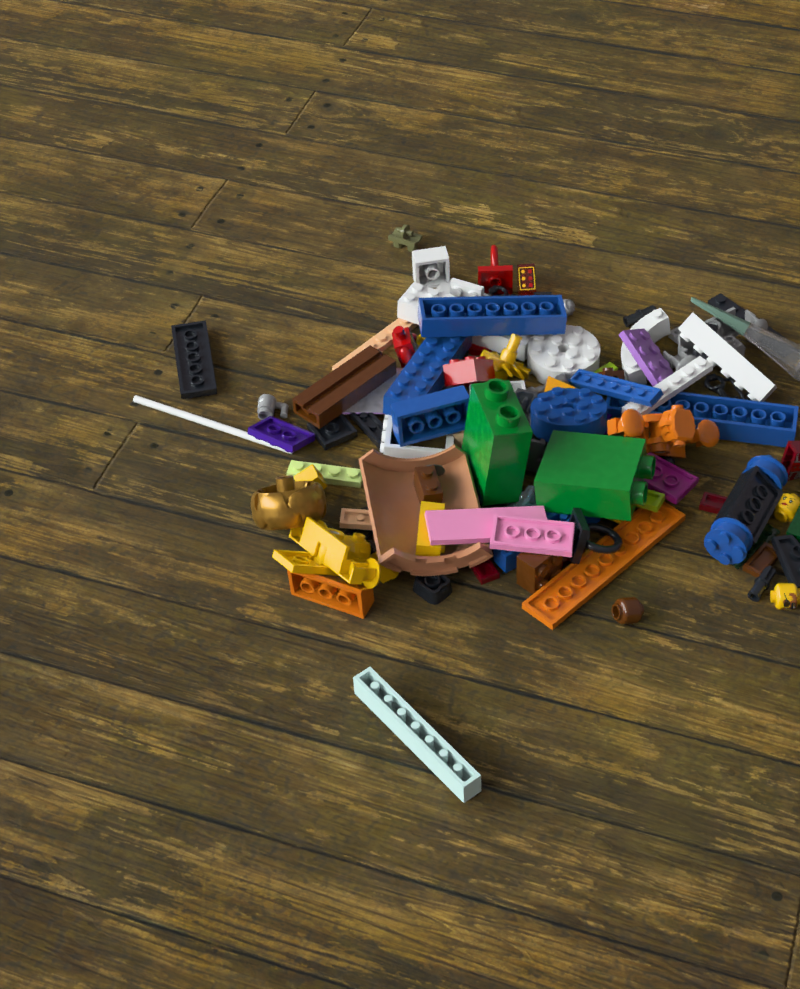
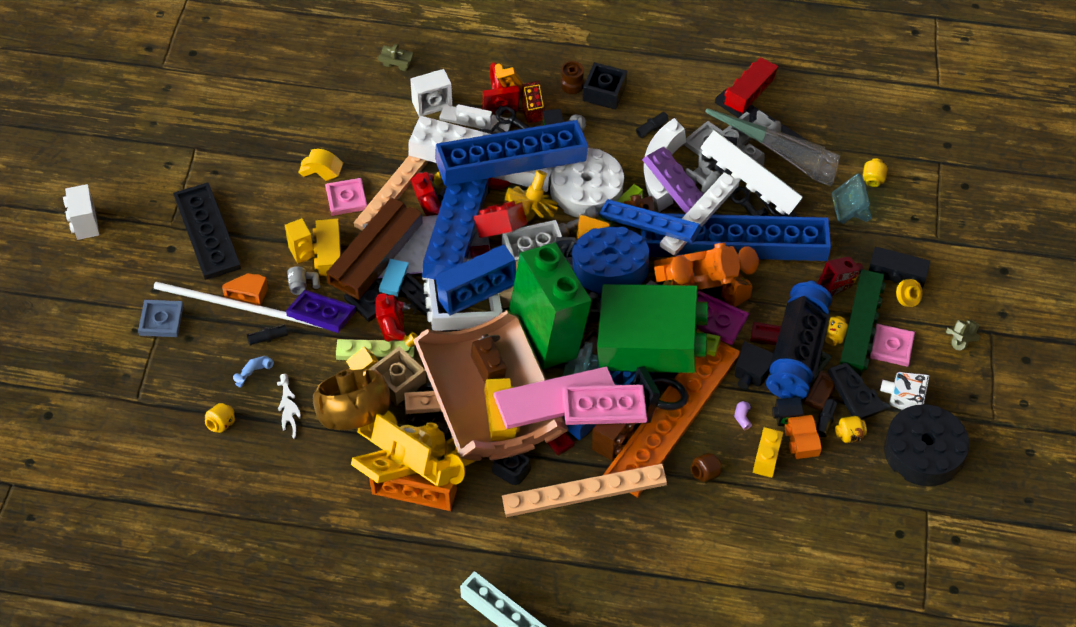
camera: 15 degrees left, 10 degrees up
(83, 330) = (81, 212): none -> white brick
(132, 424) = (160, 318): none -> sand blue plate
(163, 510) = (219, 417): none -> yellow head
(205, 471) = (253, 364): none -> light blue arm
(217, 408) = (247, 288): none -> orange slope
(226, 449) = (267, 334): none -> black pin
(230, 510) = (290, 407): none -> white piece
(275, 373) = (299, 240): none -> yellow brick
(303, 375) = (327, 245): none -> yellow brick
(314, 314) = (321, 162): none -> yellow brick
(330, 346) = (346, 196): none -> bright pink tile
(342, 491) = (401, 374): none -> tan brick
(346, 444) = (390, 318): none -> red torso
(357, 413) = (393, 277): none -> medium azure tile
(499, 614) = (584, 490): none -> light nougat plate
(504, 256) = (508, 77): none -> light orange hinge
(570, 269) = (572, 77): none -> reddish brown wheel
(600, 278) = (605, 85): none -> black brick
(674, 569) = (740, 414): none -> lavender arm
(693, 459) = (737, 291): none -> orange slope
(693, 527) = (752, 365): none -> black torso
(694, 605) = (767, 452): none -> yellow brick
(723, 572) = (787, 408): none -> black brick
(734, 596) = (803, 437): none -> orange brick
(745, 290) = (750, 85): none -> red brick

